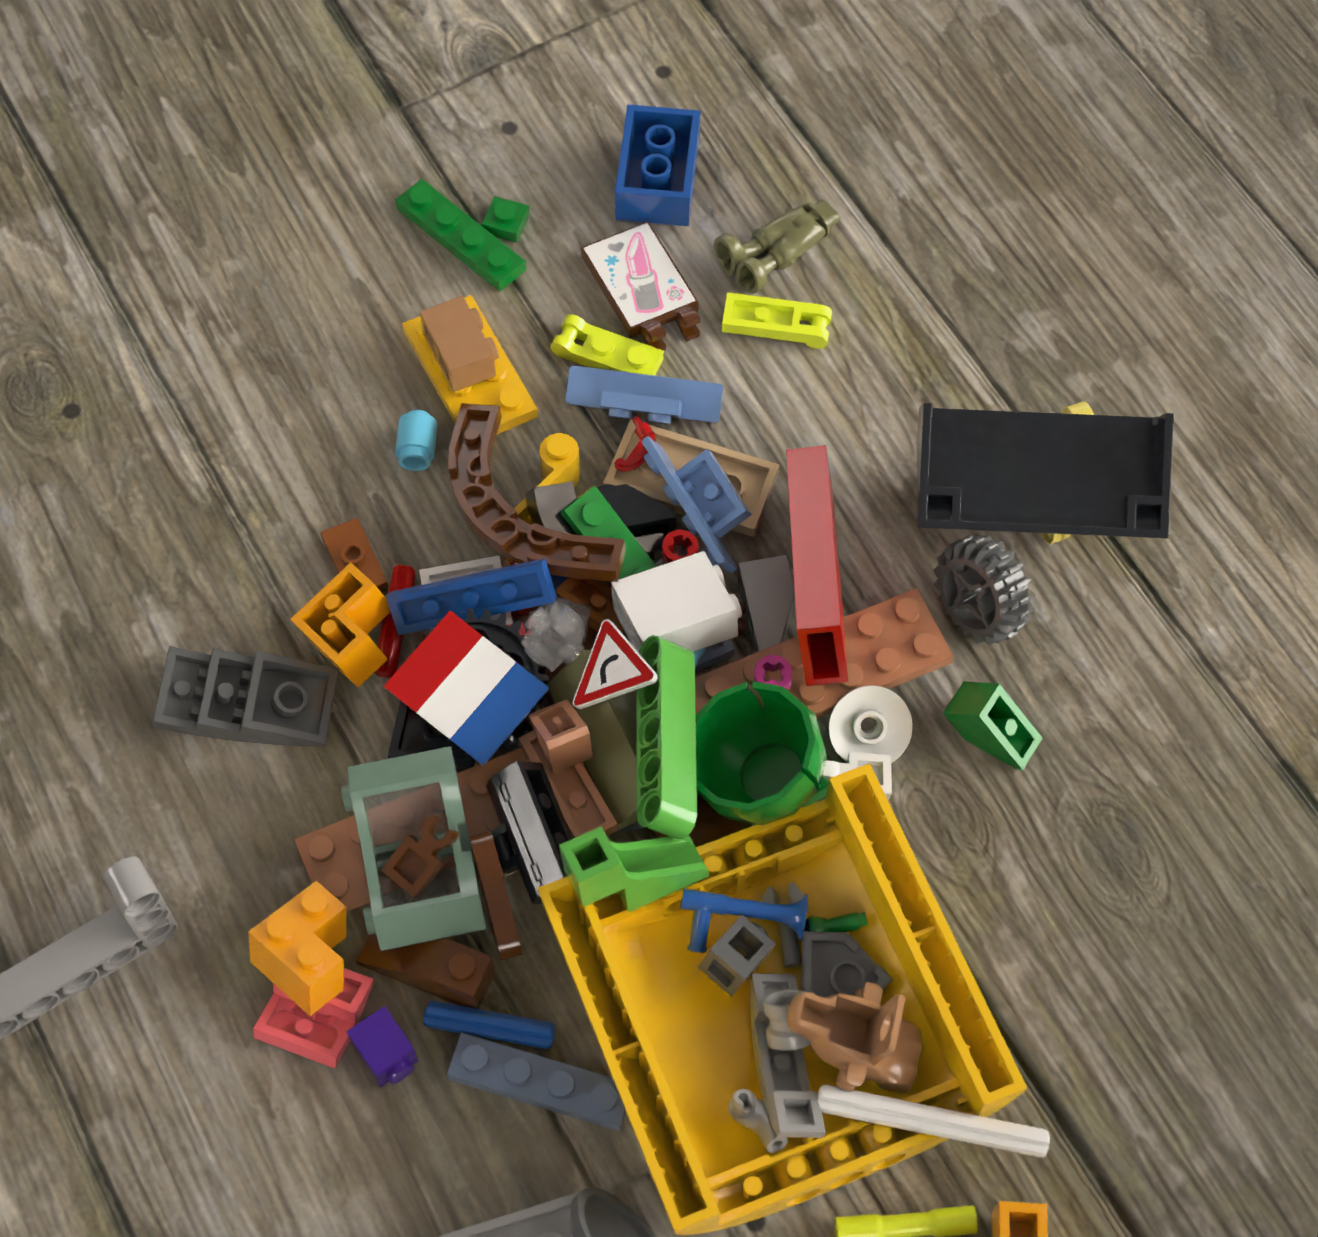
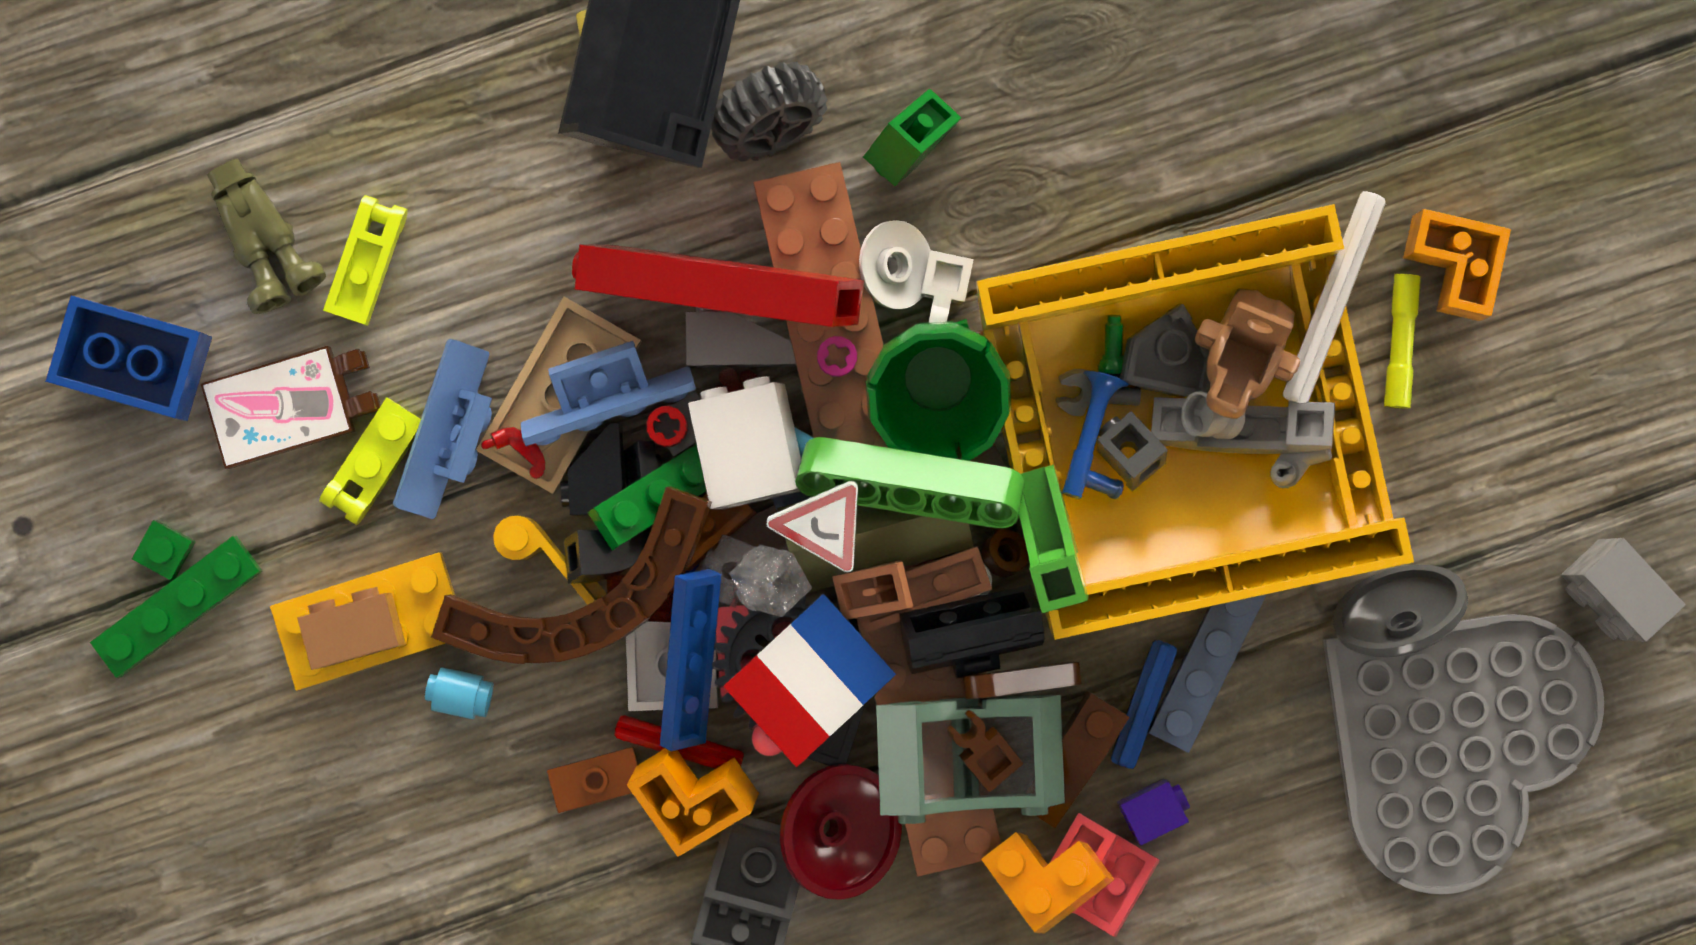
camera: 80 degrees left, 25 degrees up
(298, 748) = (858, 843): none -> dark red dish

